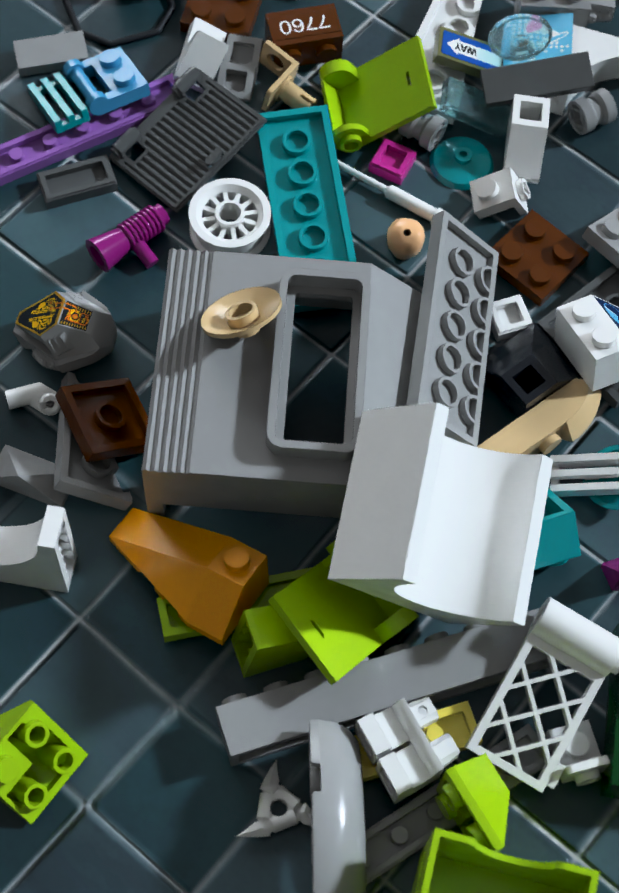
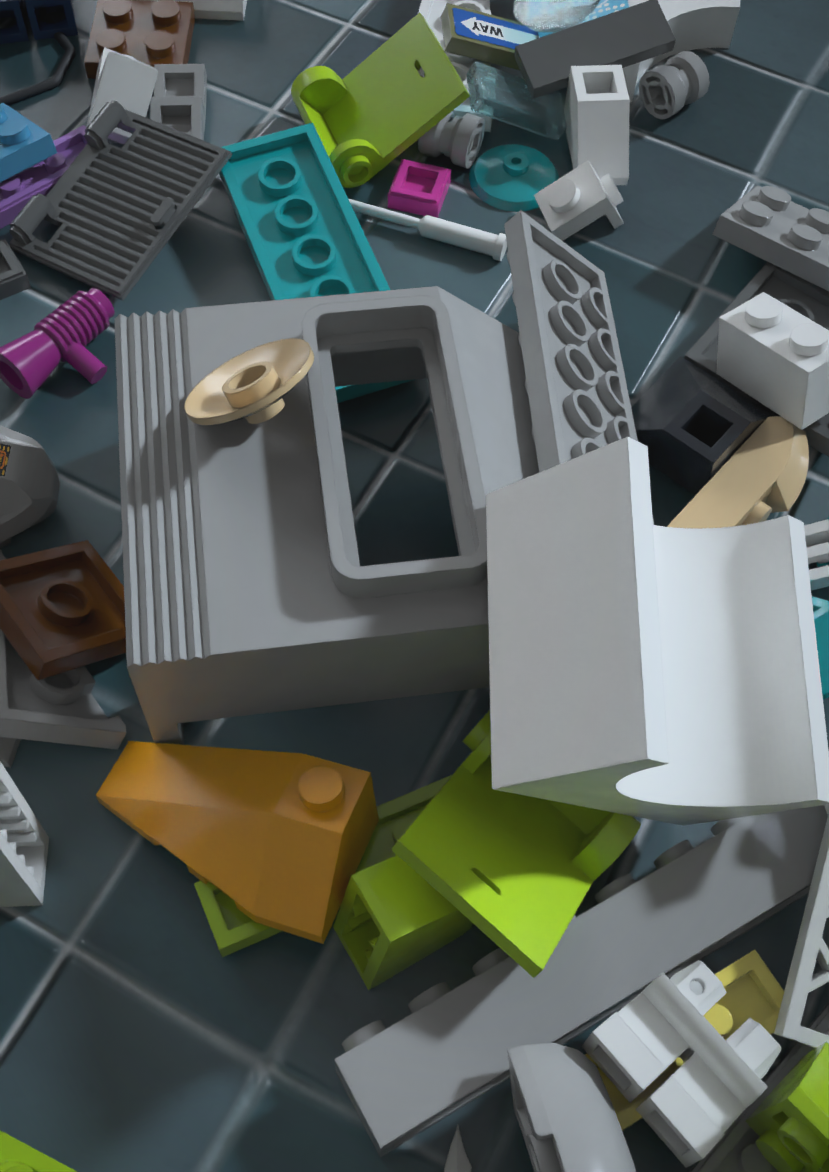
camera: 10 degrees left, 5 degrees down
(228, 200) = (200, 274): white wheel -> none
(284, 86) = (244, 115): tan bracket -> none
(306, 34) = (258, 52): reddish brown brick -> none
(405, 238) = (466, 275): light nougat piece -> none
(509, 317) = (643, 359): white tile -> none
(538, 257) = (657, 276): reddish brown plate -> none

